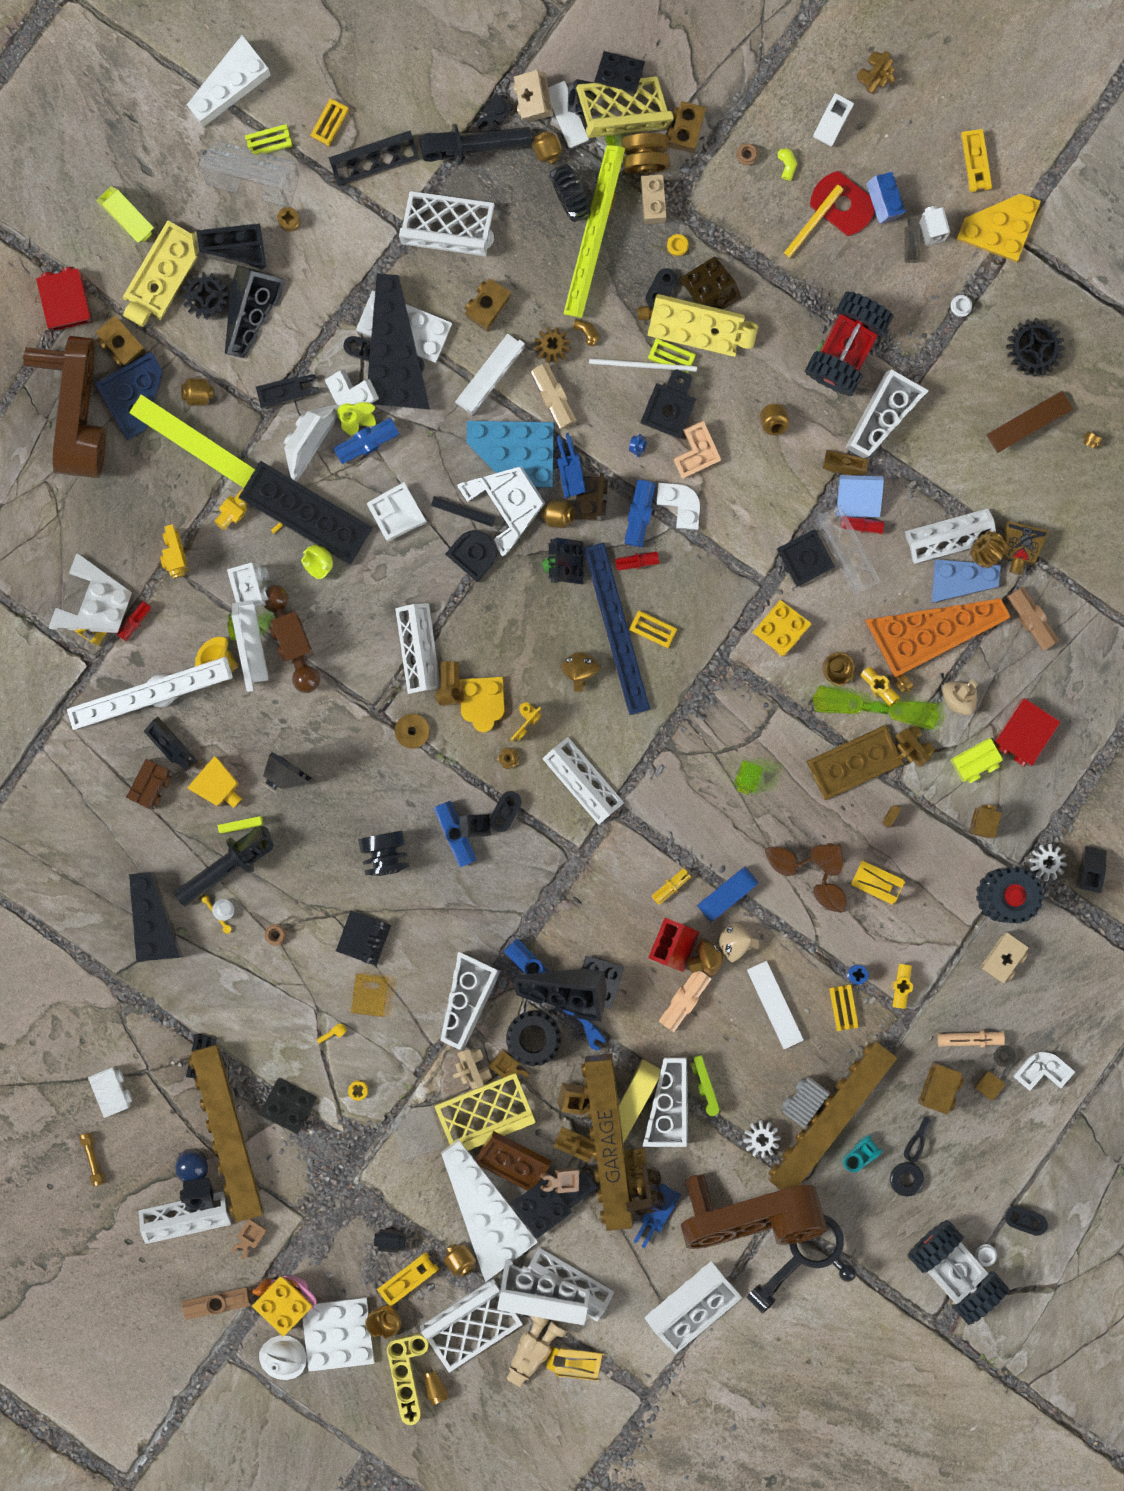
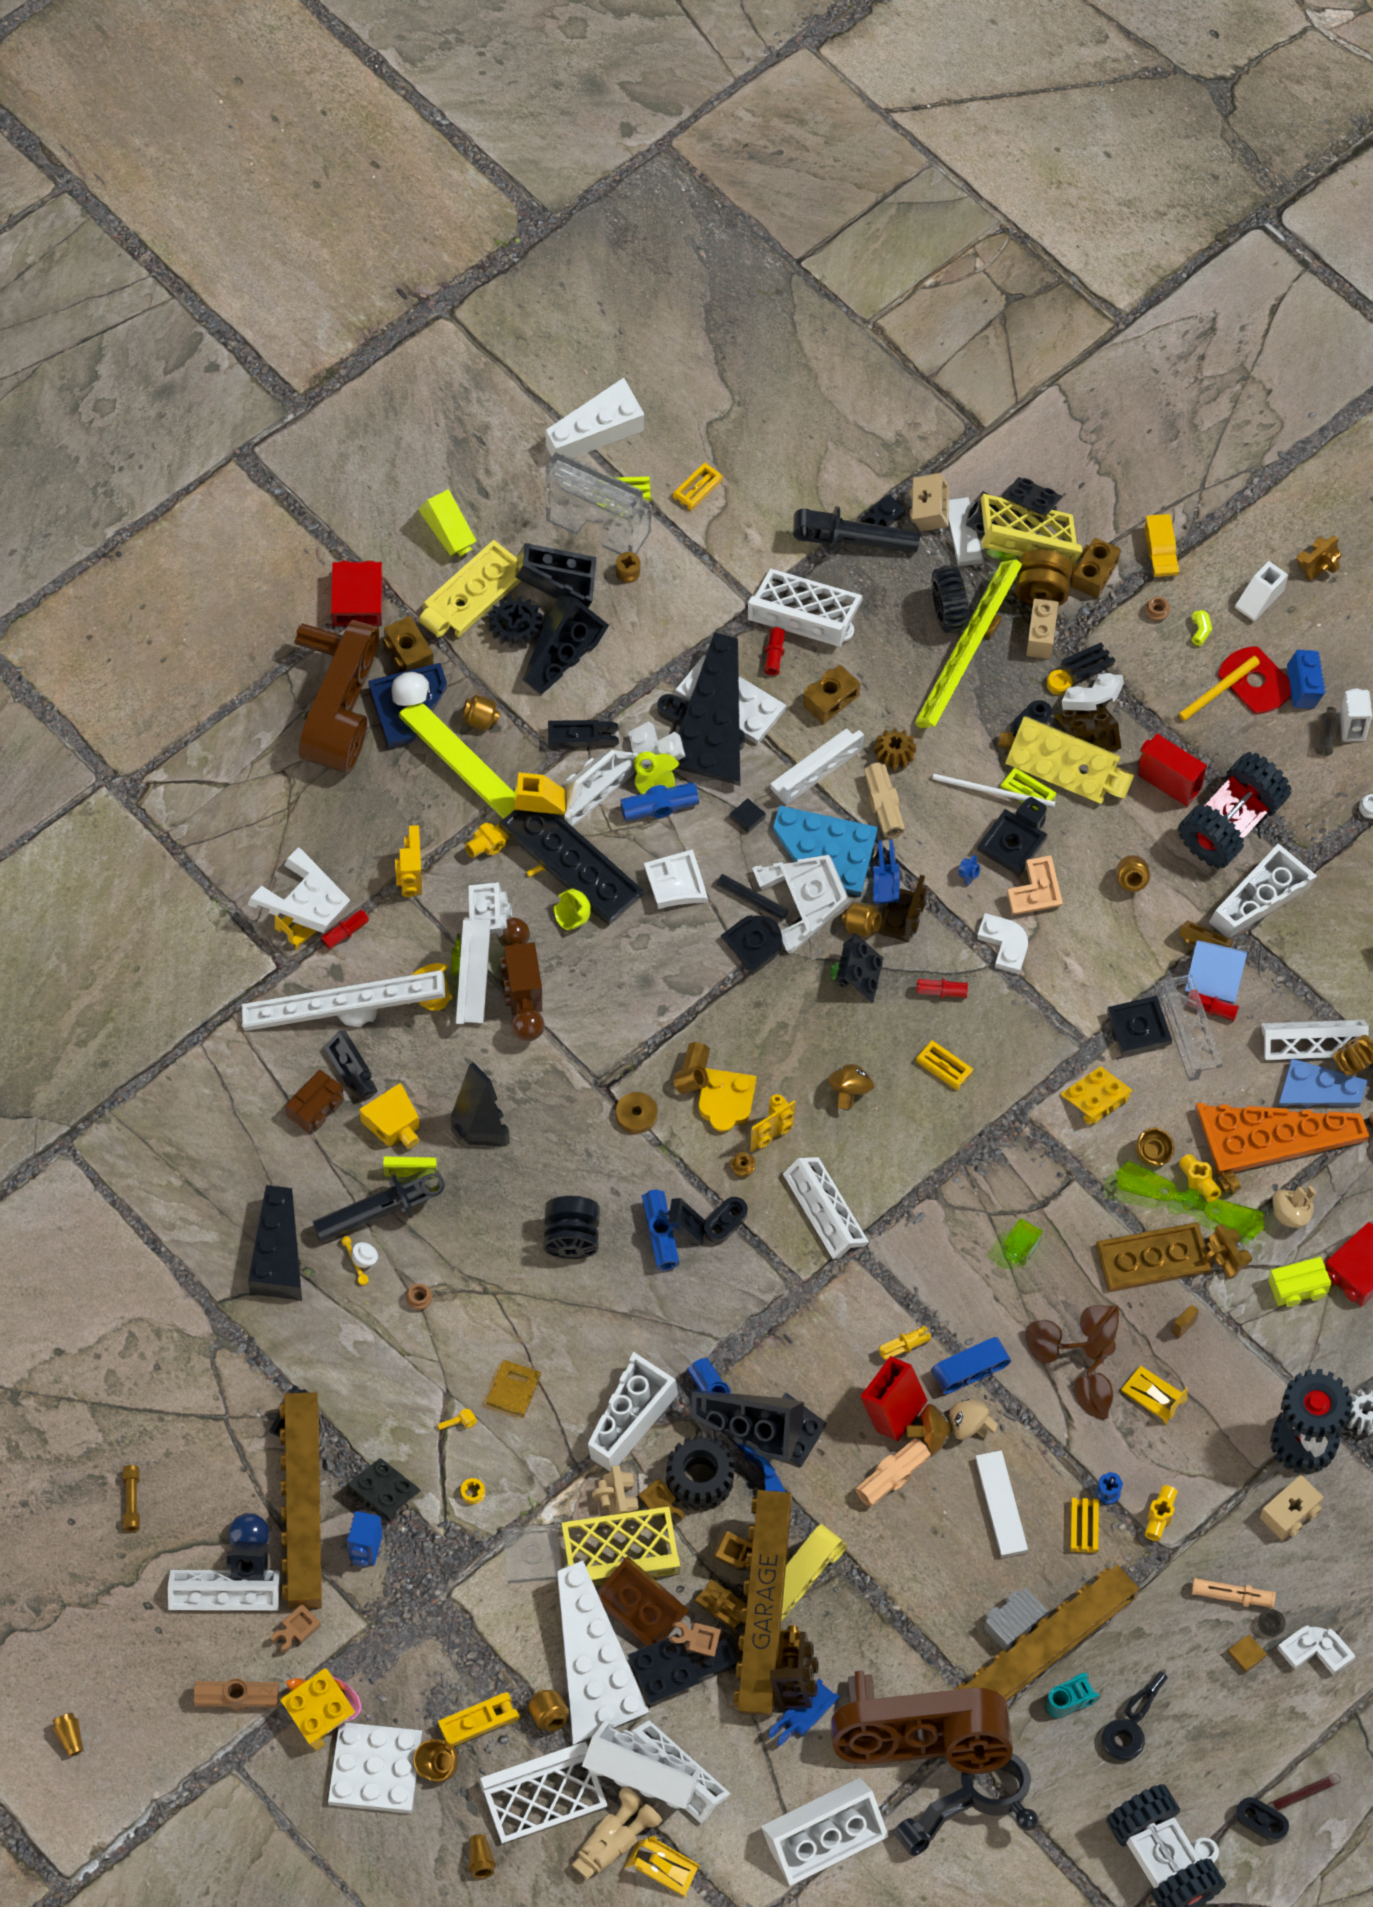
camera: 10 degrees right, 25 degrees down
(95, 1363) = (68, 1732): none -> pearl gold cone
(110, 1091) = (174, 1425): white brick -> none
(132, 388) = (410, 689): none -> white hair
(266, 467) = (538, 794): none -> yellow slope
(283, 1158) = (364, 1539): none -> blue brick
(283, 1357) = (299, 1780): white helmet -> none
(363, 938) = (523, 1322): black hinge -> none
(371, 150) = (735, 520): black fence -> none
(389, 1241) = (468, 1669): black brick -> none
(408, 1379) = (448, 1837): light yellow beam -> none
(421, 647) = (670, 1022): white fence -> none
(431, 272) = (774, 651): none -> red axle
(442, 435) = (747, 815): none -> black tile
(547, 147) = (934, 553): pearl gold head -> none
(589, 330) = (938, 743): pearl gold arm -> none
(616, 628) = (902, 1056): dark blue tile -> none
(639, 513) = (956, 939): blue piece -> none
(670, 1106) = (845, 1595): white wedge -> none
(705, 1087) = (896, 1575): lime plate -> none
(706, 259) = (1105, 688): none -> white plate
(709, 210) = (1081, 660): none -> black tile
(739, 92) = (1161, 545): none -> yellow piece
(756, 1144) = (963, 1651): white gear -> none
(788, 315) = (1171, 769): none -> red brick
(941, 1088) = (1186, 1634): pearl gold brick -> none
(985, 821) = (1296, 1346): pearl gold brick -> none
(1055, 1191) = (1309, 1789): none -> dark red piece

